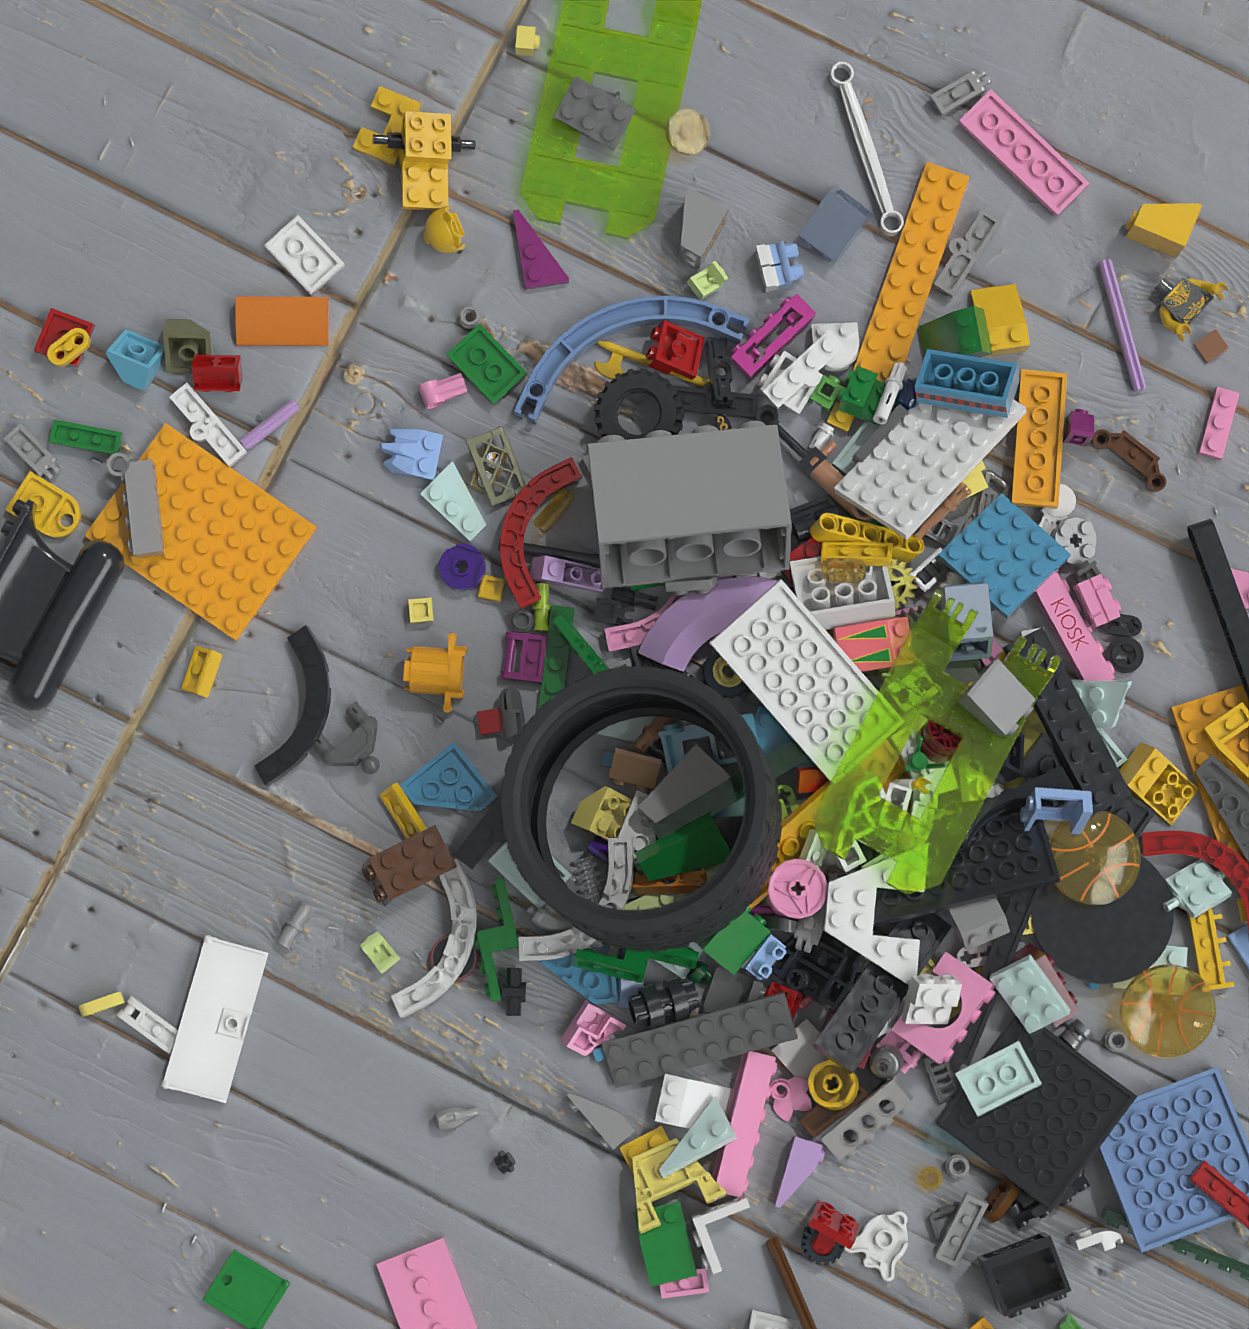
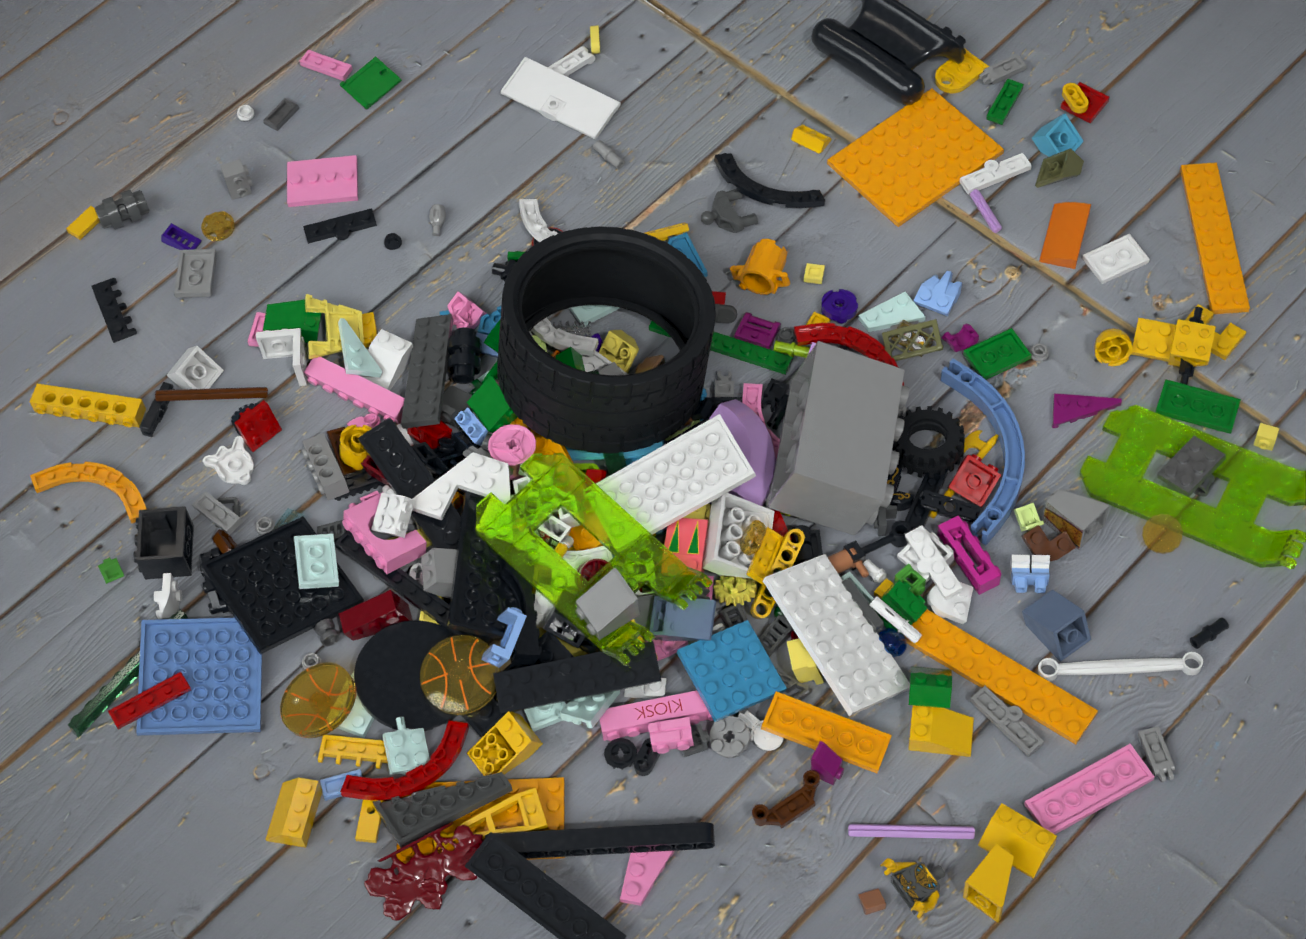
camera: 115 degrees right, 25 degrees down
(143, 505) = (943, 117): light grey hinge -> none
(217, 373) = (1033, 182): red hinge -> none
(242, 146) = (1214, 238): none -> light orange plate
(379, 952) = (570, 199): yellowish green bracket -> none
(408, 865) = (624, 210): reddish brown bracket -> none
(437, 392) = (983, 318): bright pink piece -> none
(477, 409) = (963, 339): none -> magenta piece
(494, 1243) = (340, 226): none -> black hinge
(501, 123) = (1198, 406): none -> green plate
(579, 644) = (738, 362): green wing -> none
(607, 1121) = (397, 305): light grey slope -> none
(700, 585) = (773, 441): light grey plate -> none
(741, 250) = (1040, 545): none -> reddish brown plate
(799, 62) = (1209, 633): none -> black pin
(799, 1165) = (311, 418): lavender slope -> none
(886, 1062) = (360, 486): flat silver head -> none
(918, 761) = (580, 552): green plant -> none
(937, 1181) = (264, 501): clear yellow plate -> none
(948, 505) = (786, 632): nougat pin -> none
(967, 383) = (885, 670): dark azure brick -> none
(1029, 994) = (370, 593): light aqua plate -> none
(1103, 213) = (1024, 838): none -> yellow slope
(1218, 423) = (800, 888): bright pink plate -> none

